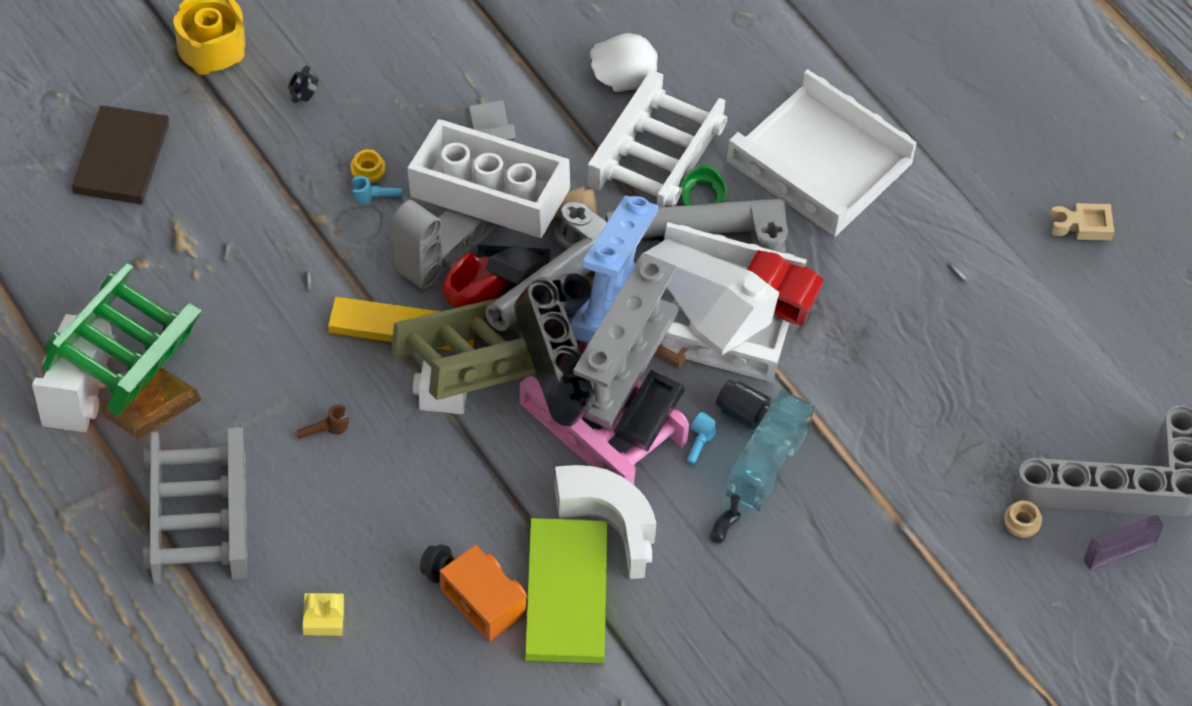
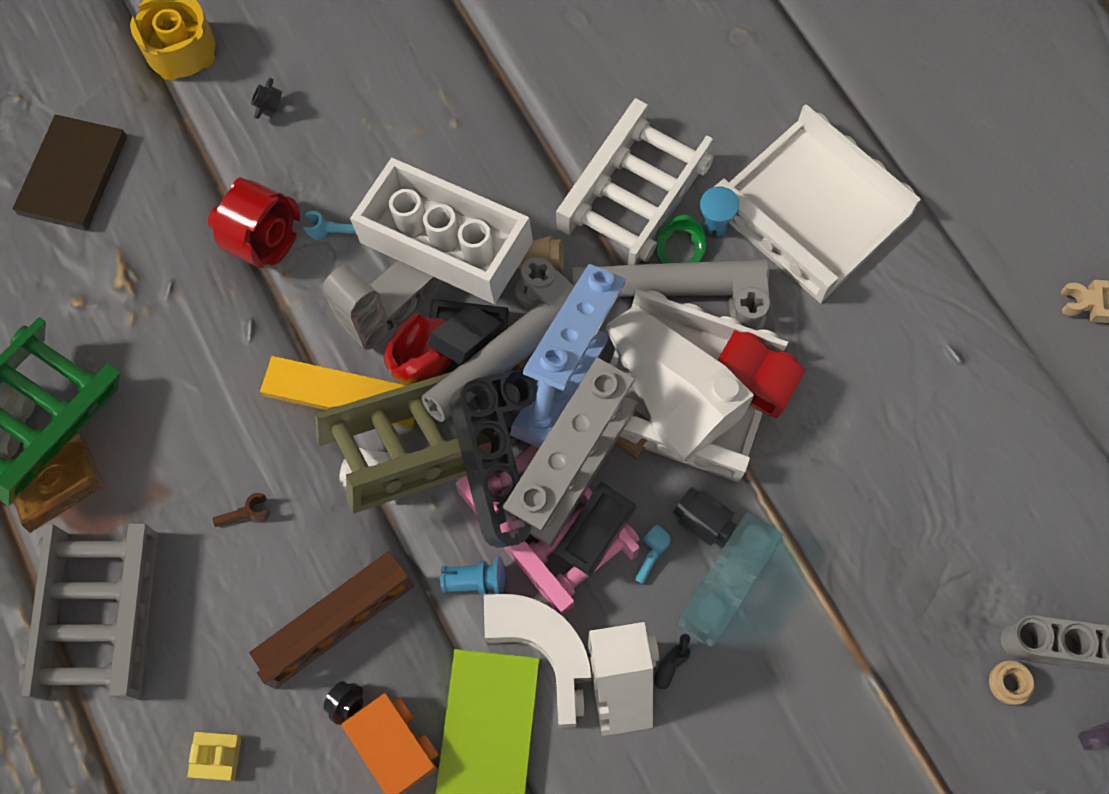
camera: 10 degrees right, 15 degrees up
(310, 185) = (254, 223): none -> red brick
(368, 159) = (323, 189): yellow plate -> none
(418, 502) = (330, 620): none -> reddish brown fence
(490, 119) = (457, 159): light grey brick -> none
(541, 462) = (474, 578): none -> dark azure pin
(623, 61) = (607, 85): white hair -> none
(683, 515) = (623, 676): none -> white wedge
(735, 157) = (718, 207): none -> dark azure pin

